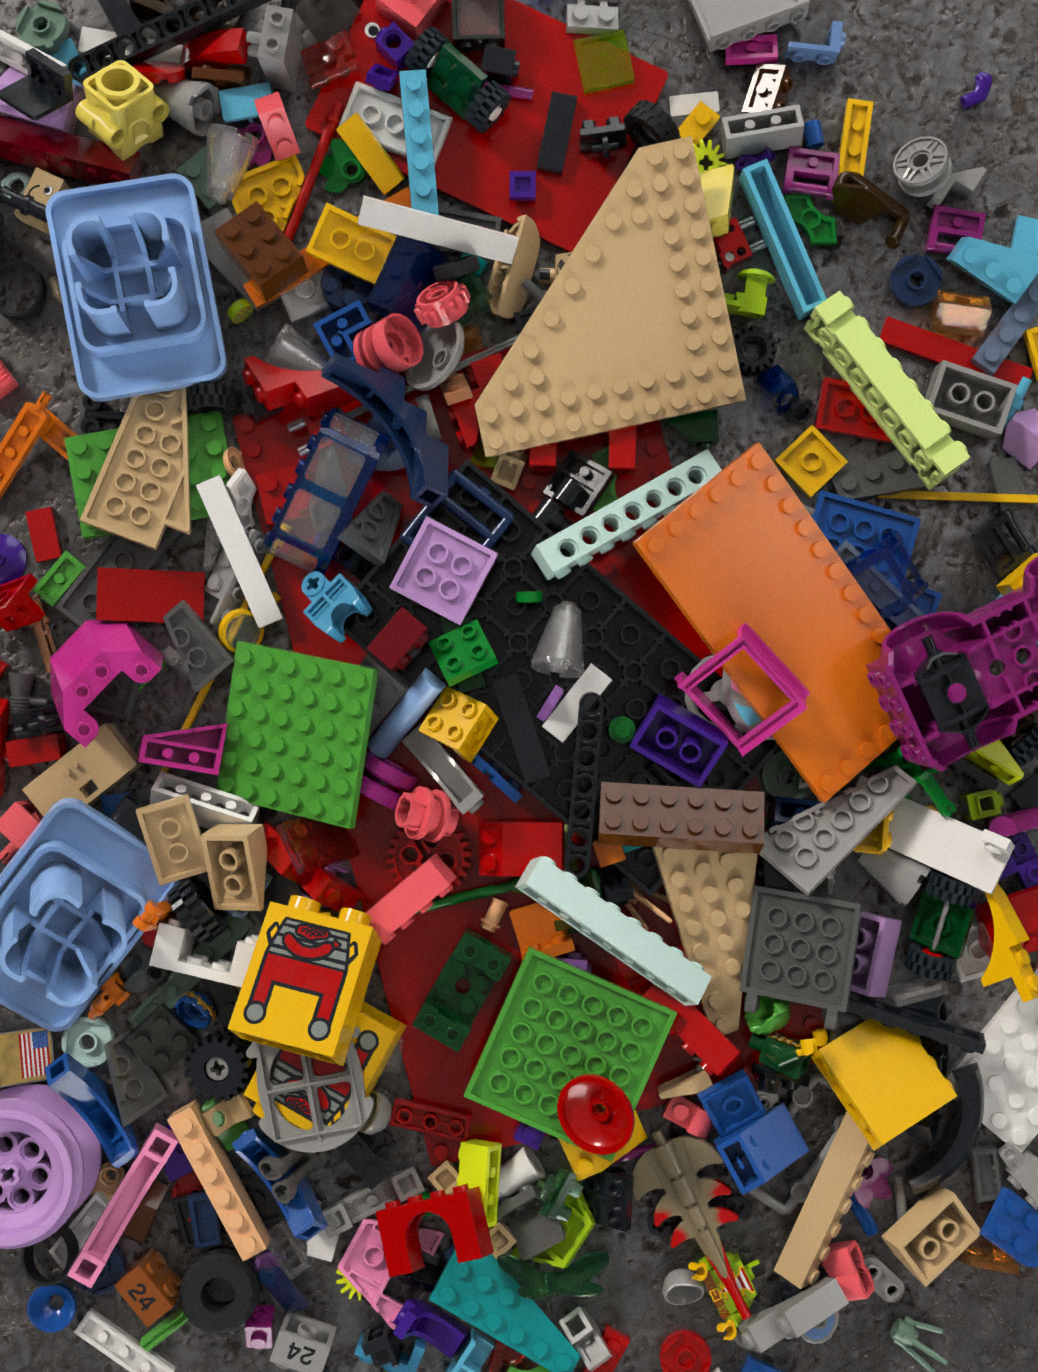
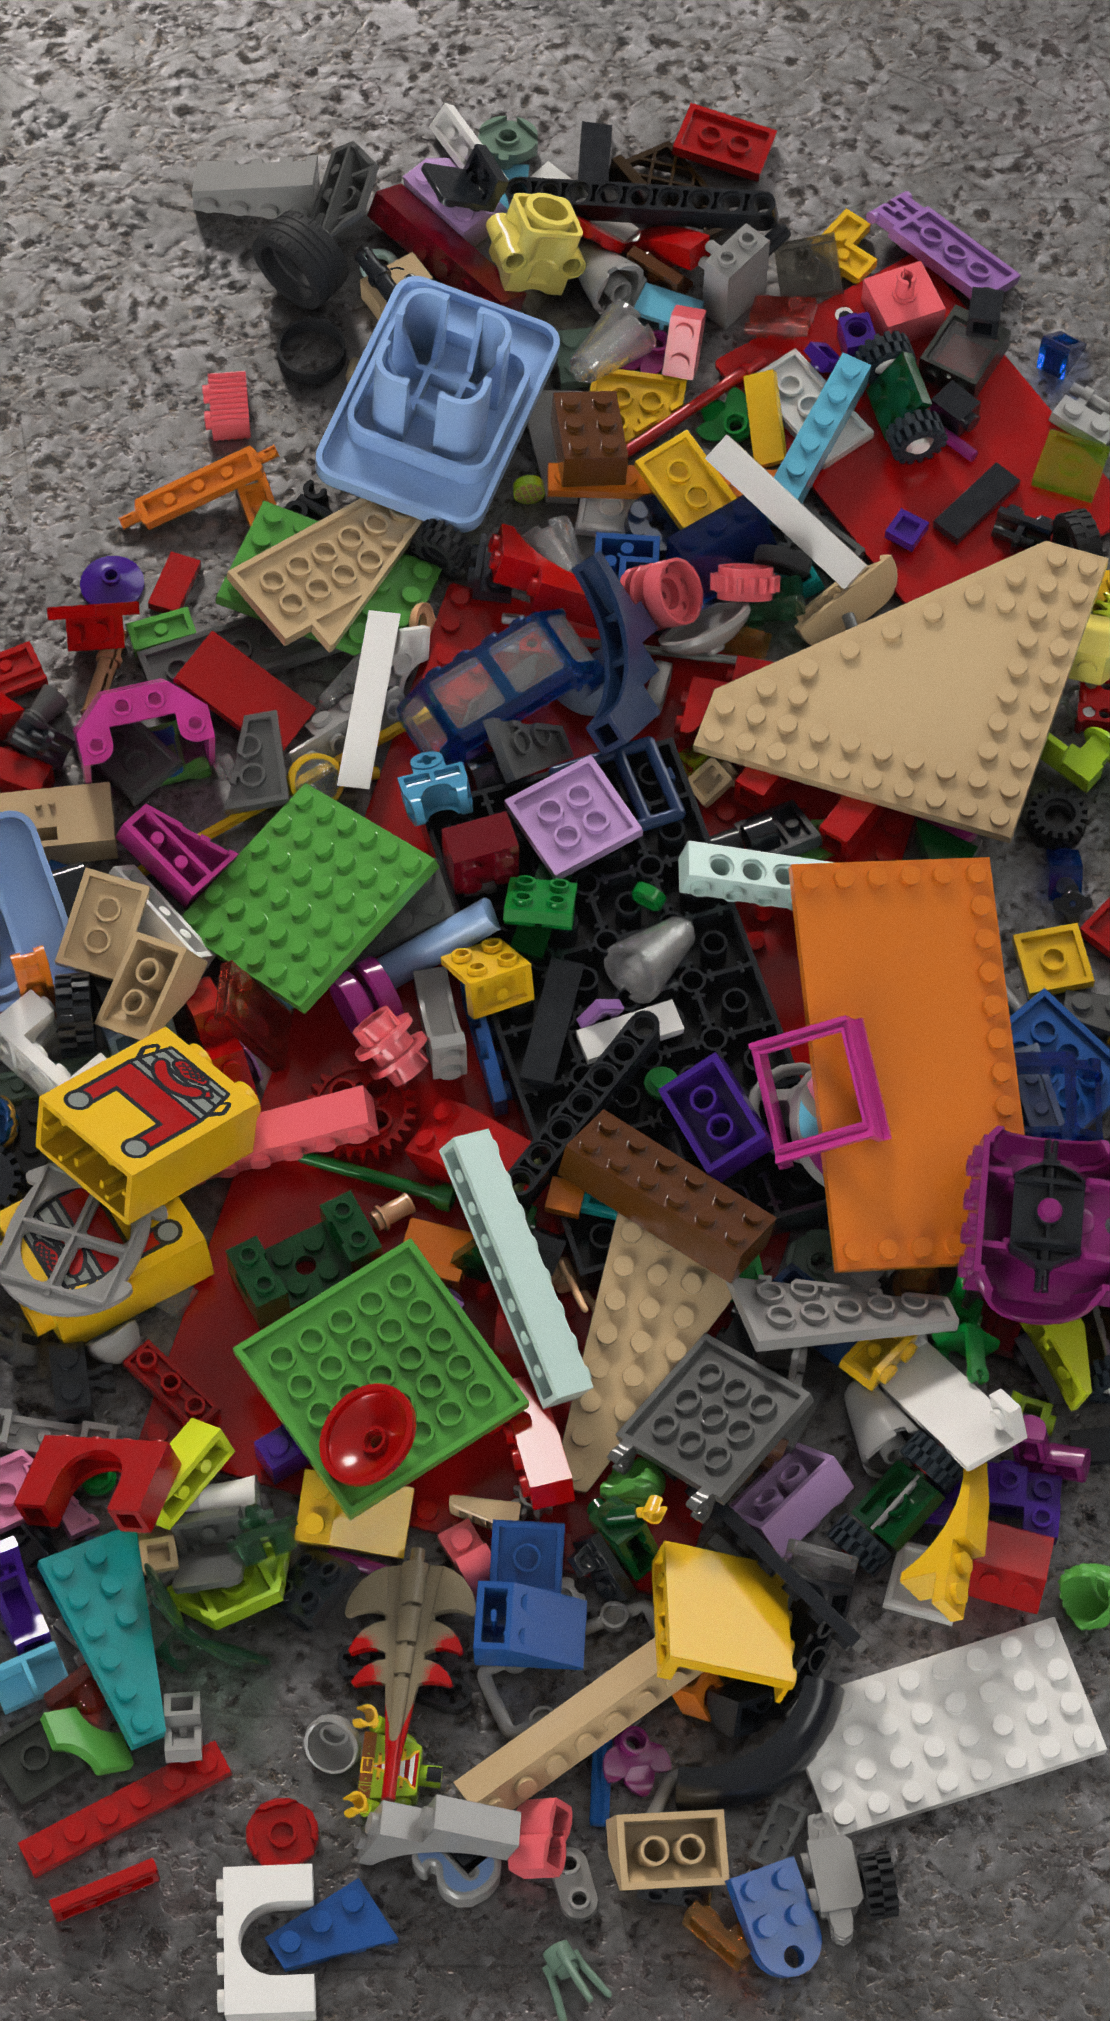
camera: 30 degrees right, 25 degrees down
(455, 389) = (705, 668): nougat plate -> none

